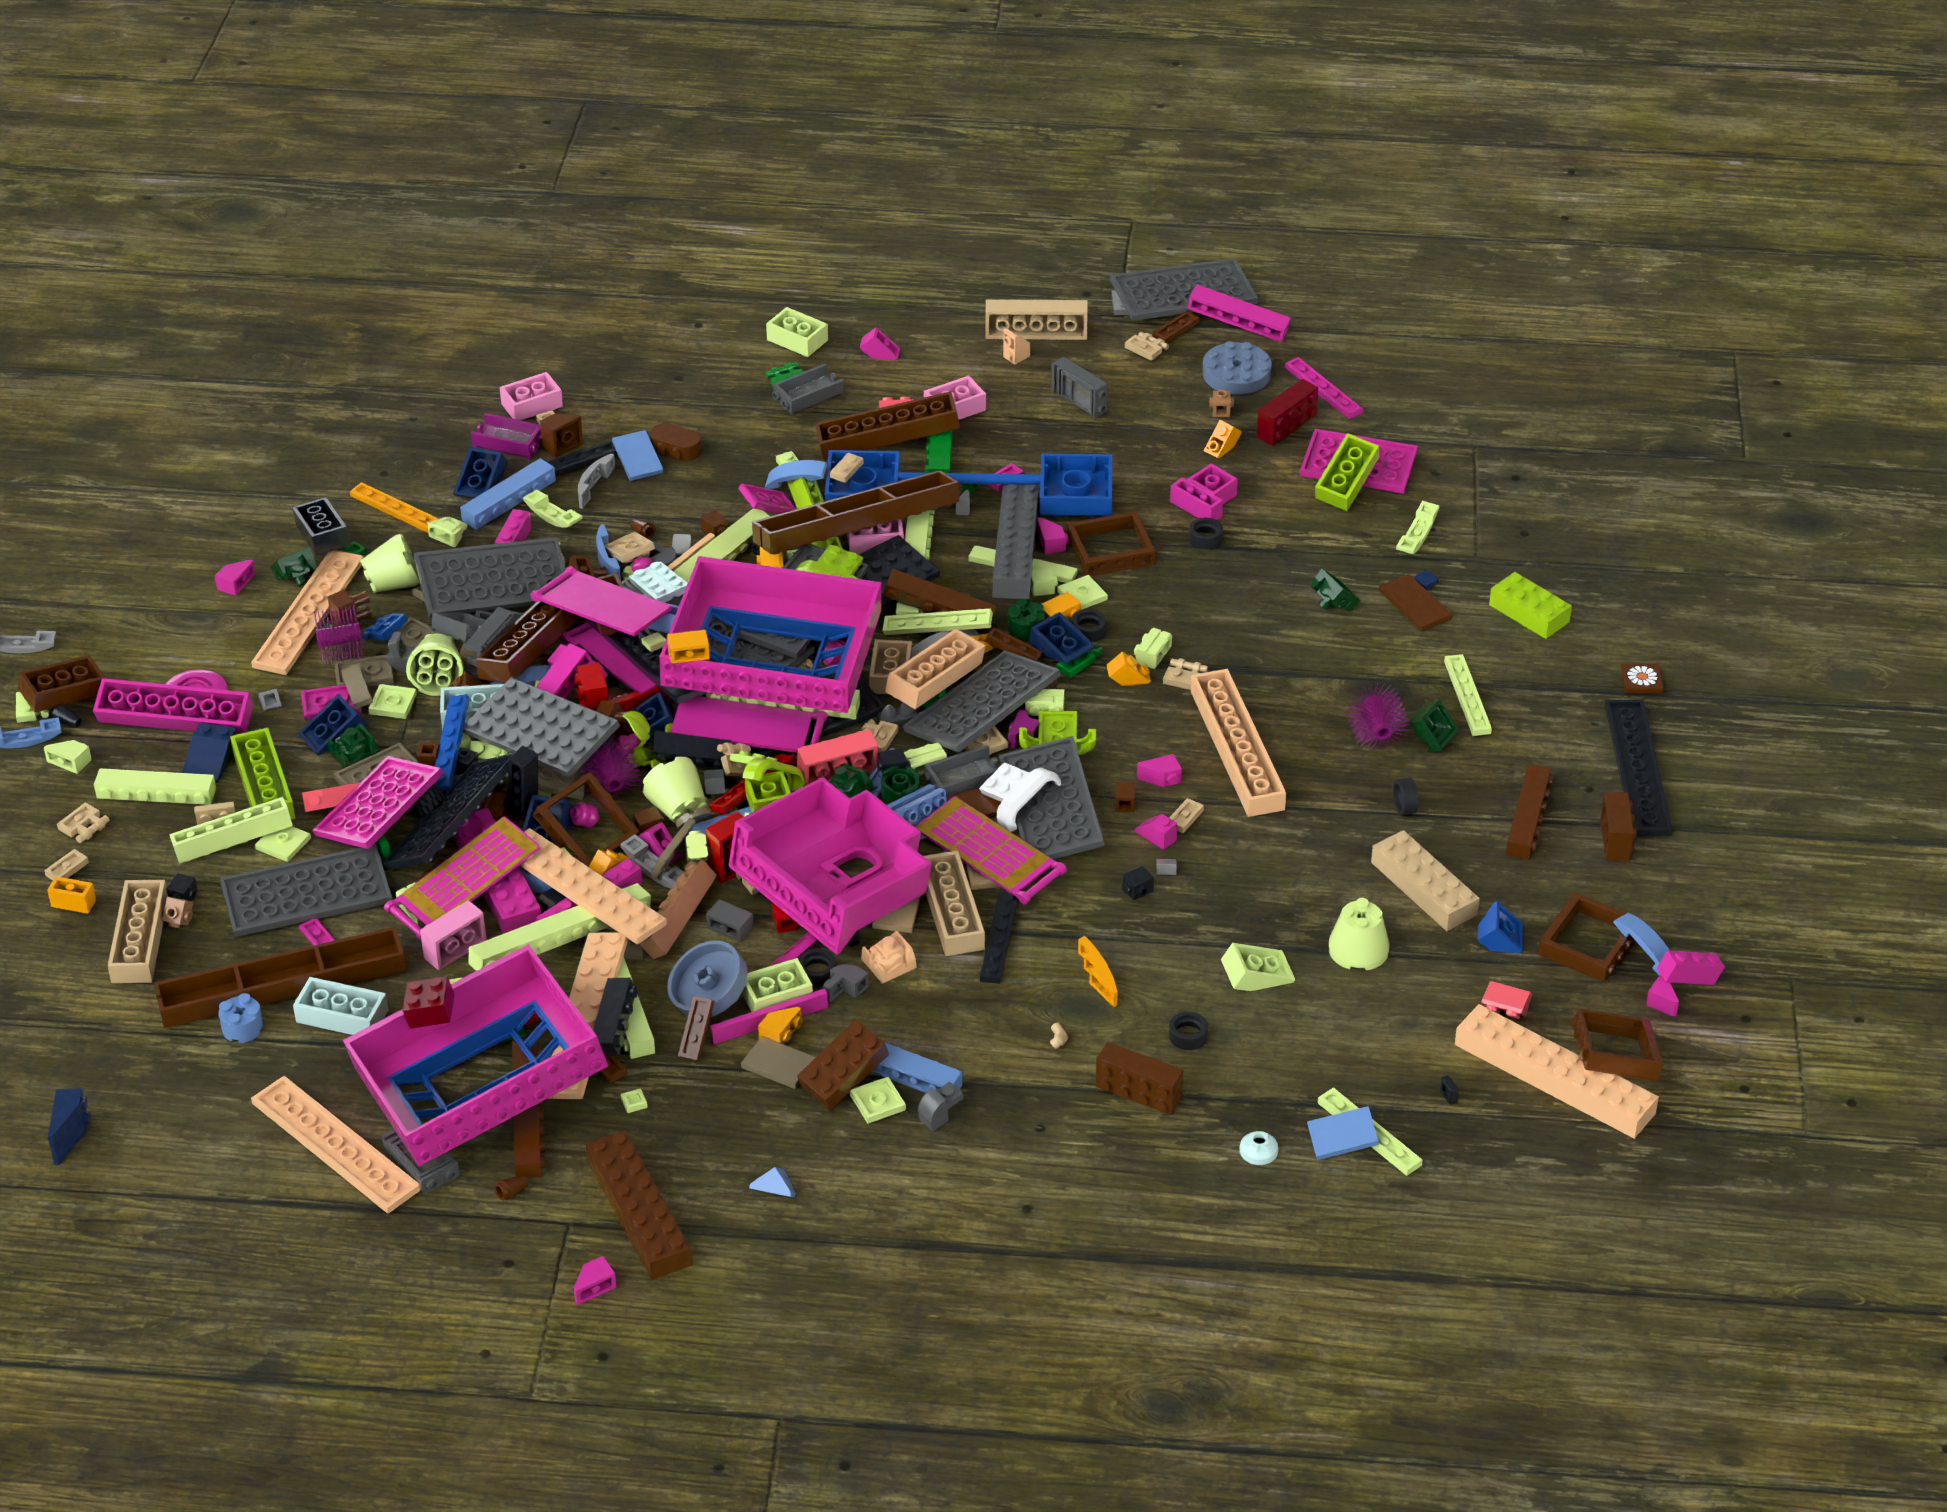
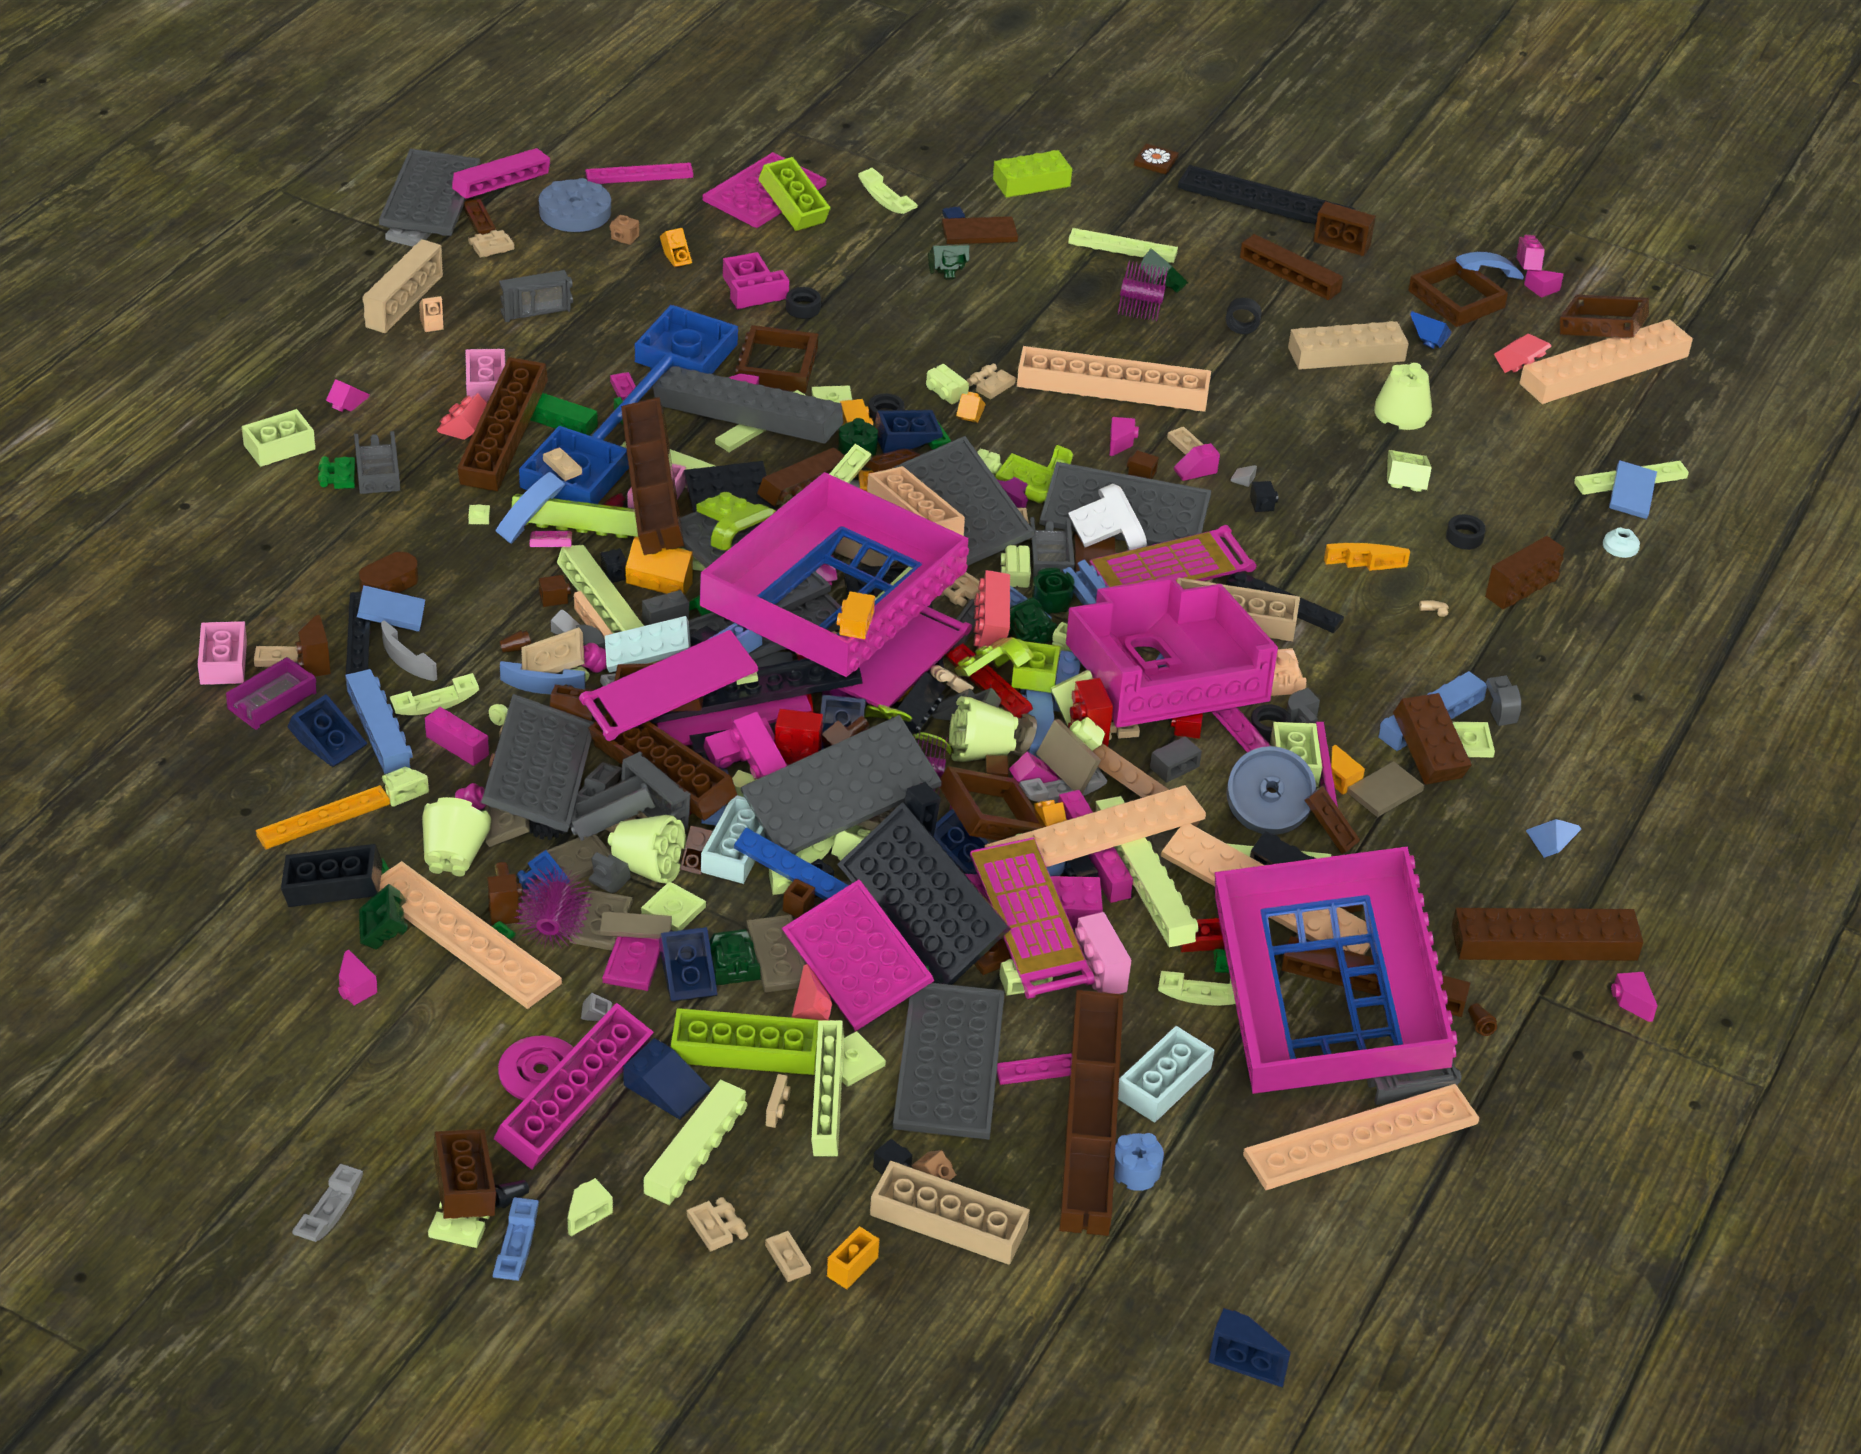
camera: 70 degrees left, 0 degrees up
(428, 1002) = (1263, 970): dark red brick -> none
(891, 758) = (1022, 581): black brick -> none
(1287, 412) = (675, 197): dark red brick -> none
(1449, 1090) = (1603, 420): black tile -> none

